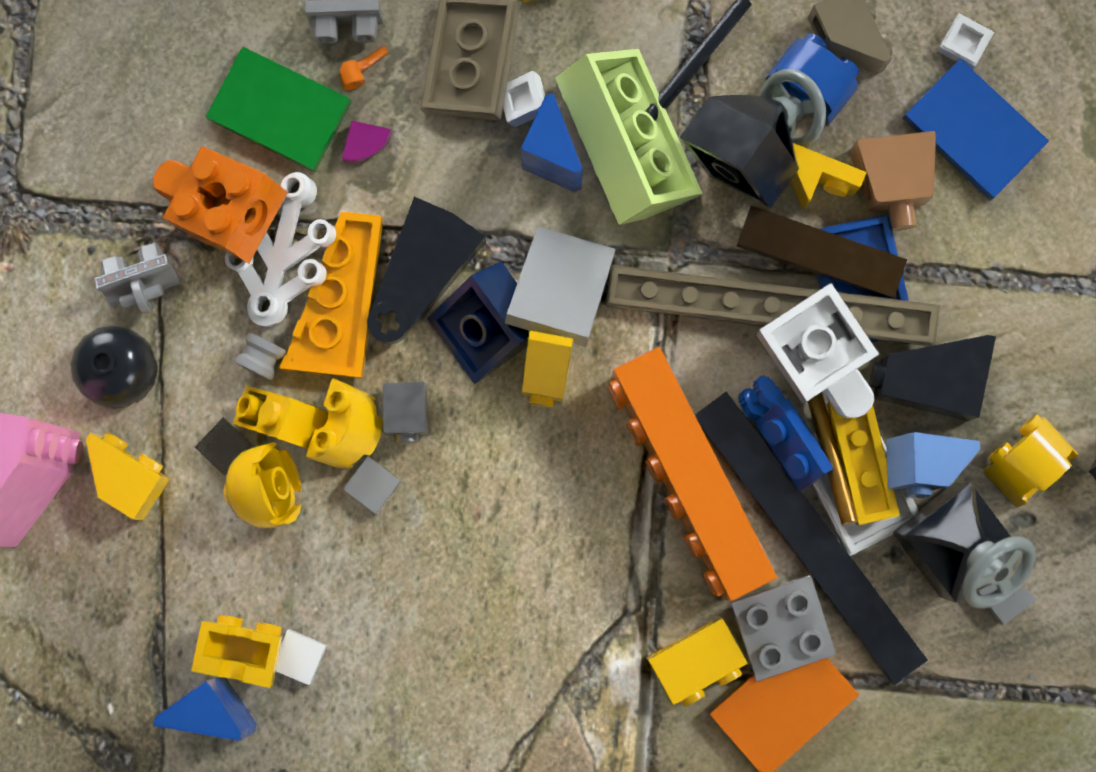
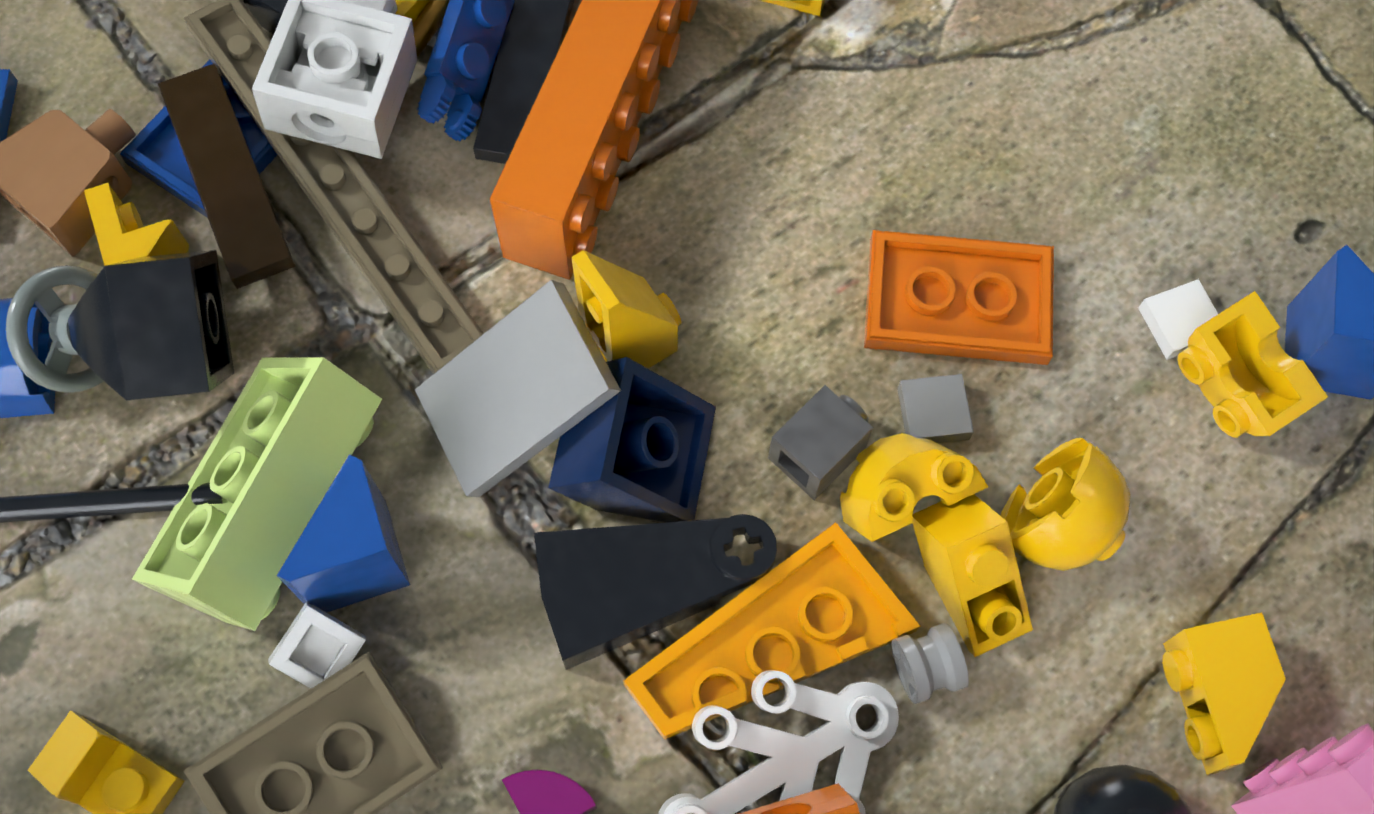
camera: 135 degrees left, 15 degrees down
(223, 445) = (1066, 611): clear smoke tile -> none
(416, 559) = (960, 297): none -> orange tile

